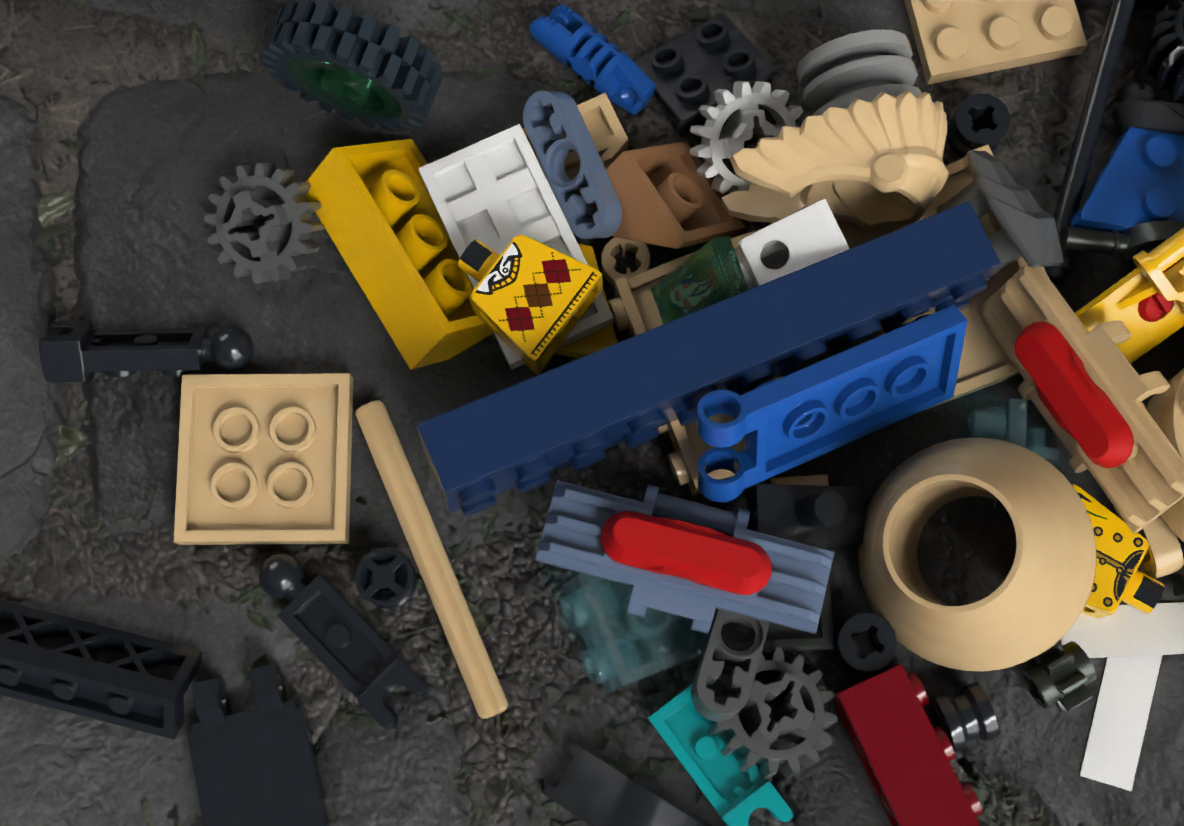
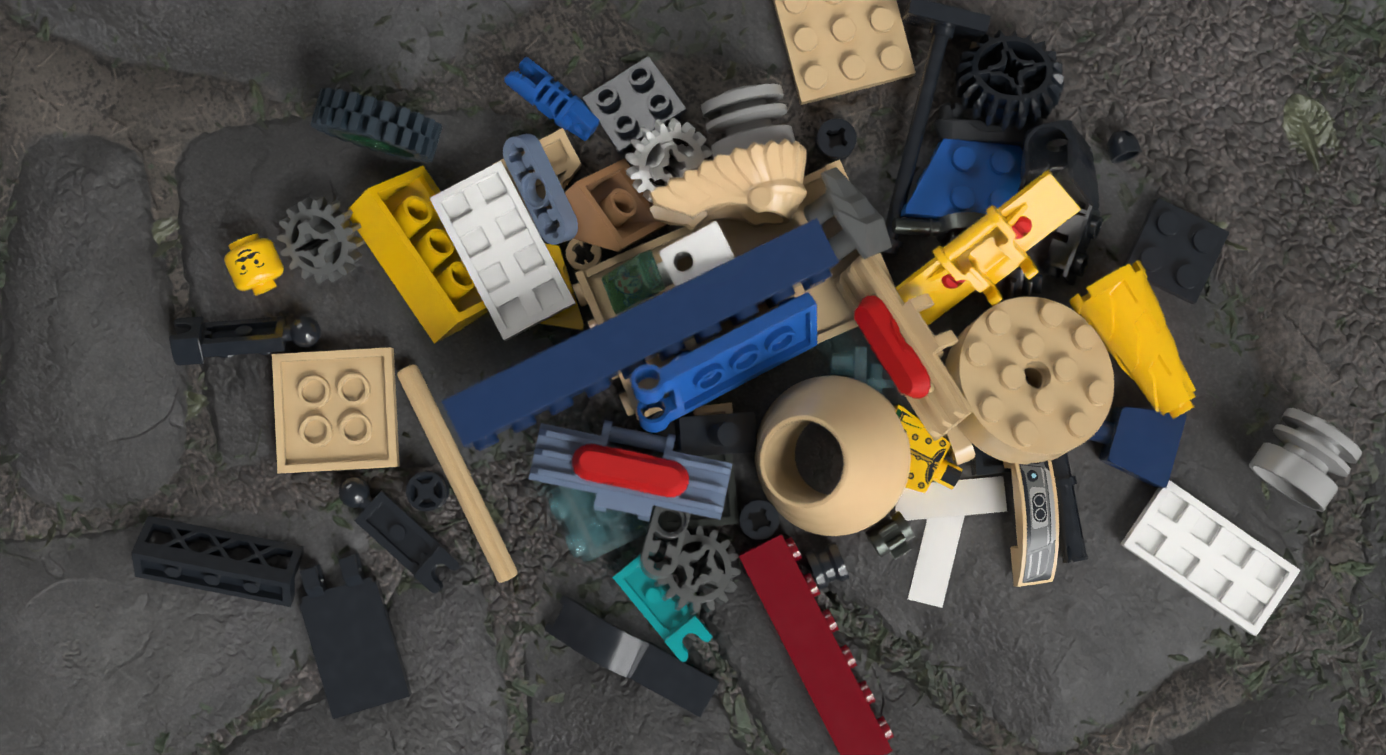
camera: 10 degrees left, 10 degrees up
(169, 252) = (253, 264): none -> yellow head
(530, 295) = (514, 293): yellow torso -> none

